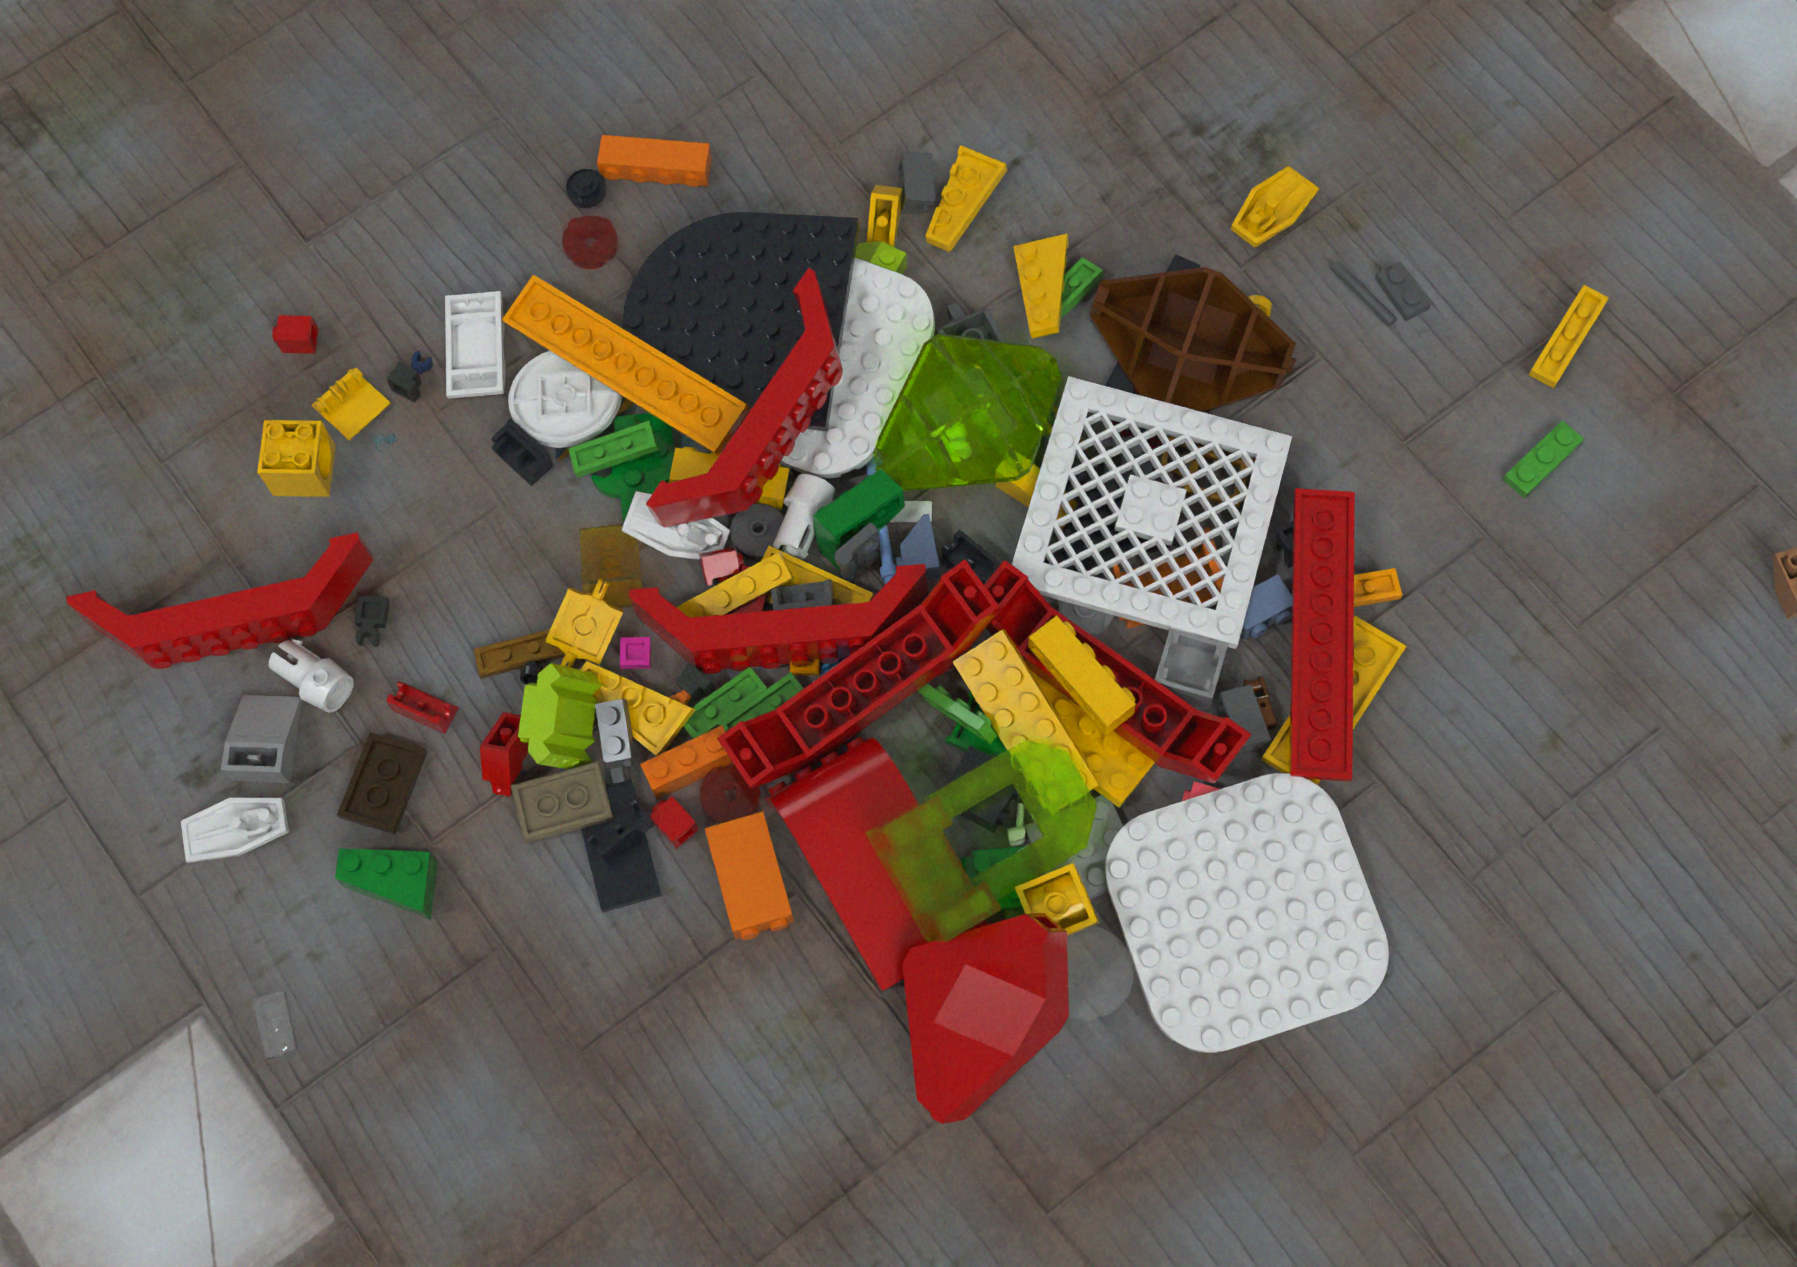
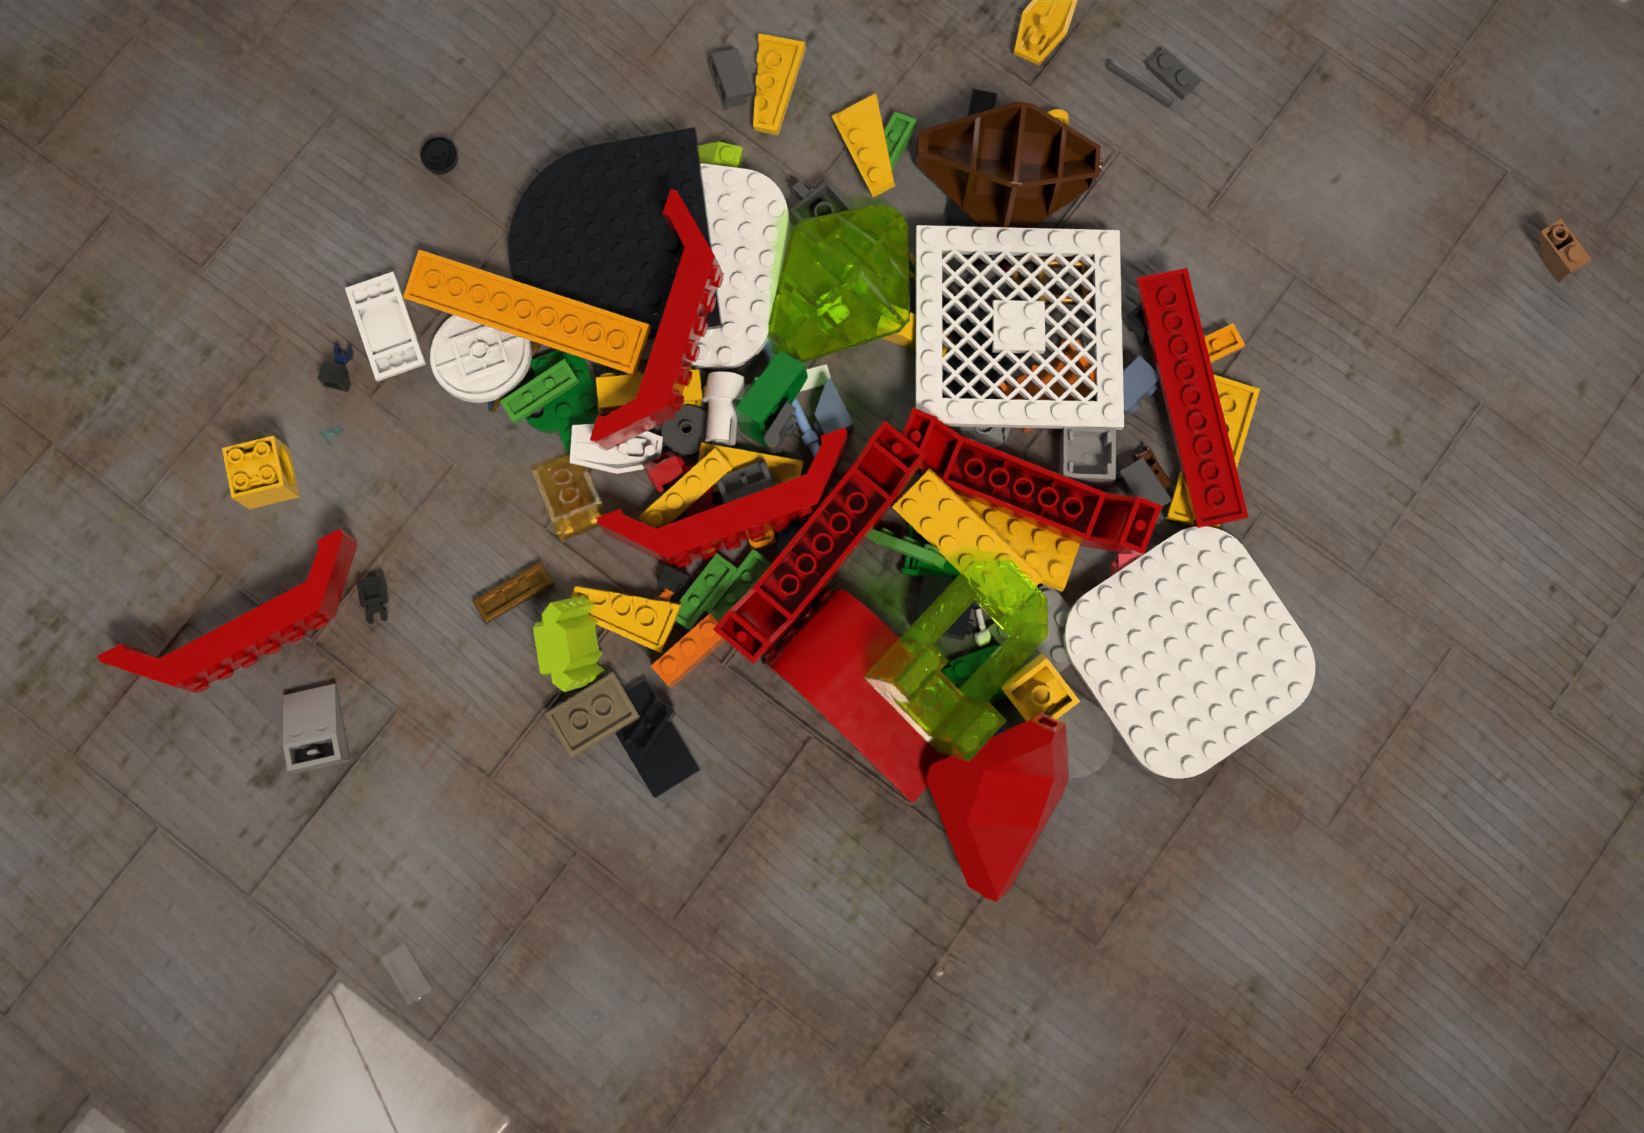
camera: 20 degrees left, 10 degrees up
(233, 828) = (313, 814): white piece -> none
(296, 334) = (221, 357): red brick -> none
(318, 679) = (348, 666): white piece -> none
(351, 404) = (291, 408): yellow hinge -> none
(382, 783) = (431, 740): dark brown plate -> none
(390, 876) = (468, 820): green wedge -> none
(422, 707) = (444, 664): red hinge -> none
(503, 754) = (529, 687): red hinge -> none
(521, 452) = (458, 414): black hinge -> none
(530, 671) = (530, 608): black hinge -> none
(584, 625) = (563, 556): yellow plate -> none
(590, 227) = (447, 195): clear red plate -> none
(616, 738) = (621, 647): hinge -> none
(635, 653) = (614, 567): dark pink plate -> none
(654, 160) = (492, 115): orange brick -> none
(673, 822) = (691, 705): red brick -> none
(713, 797) = (718, 675): clear red plate -> none
(749, 876) = (771, 734): orange panel -> none
(884, 214) = (711, 115): yellow slope -> none
(965, 548) = (875, 409): black hinge -> none
(1082, 675) = (1004, 489): yellow brick -> none
(1543, 459) = (1328, 195): bright green plate -> none
(1568, 336) = (1322, 80): yellow plate -> none

